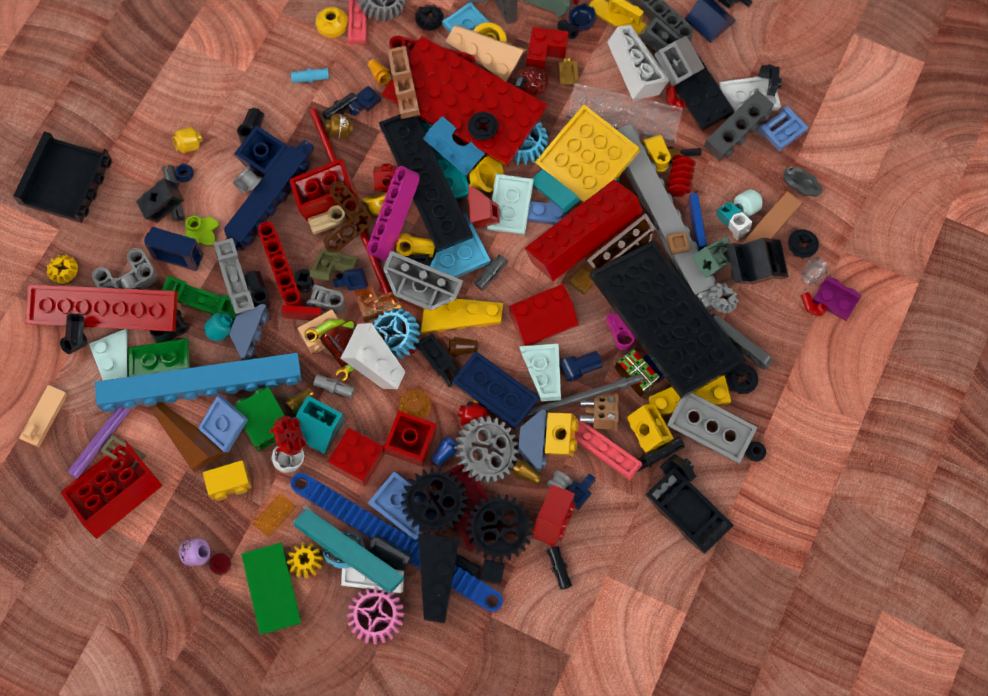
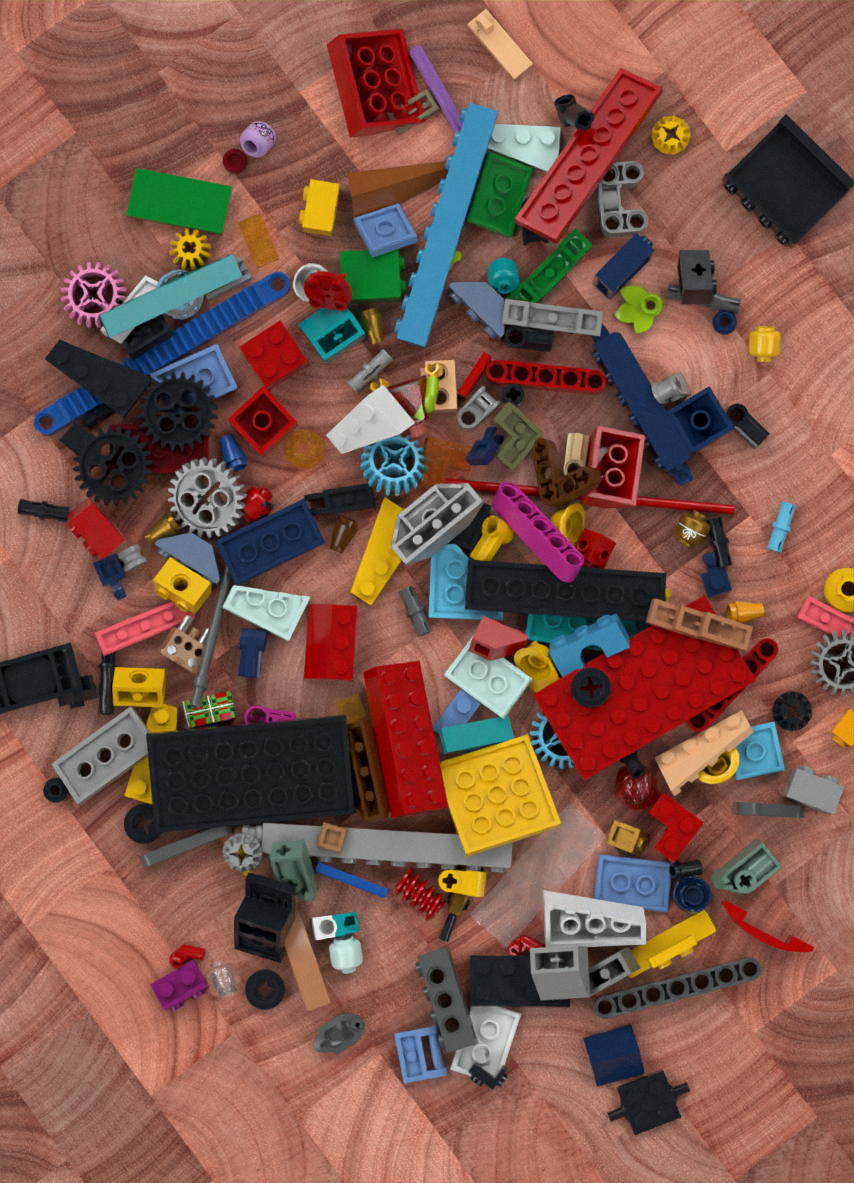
camera: 120 degrees right, 15 degrees up
(594, 58) = (633, 882): none -> medium blue tile

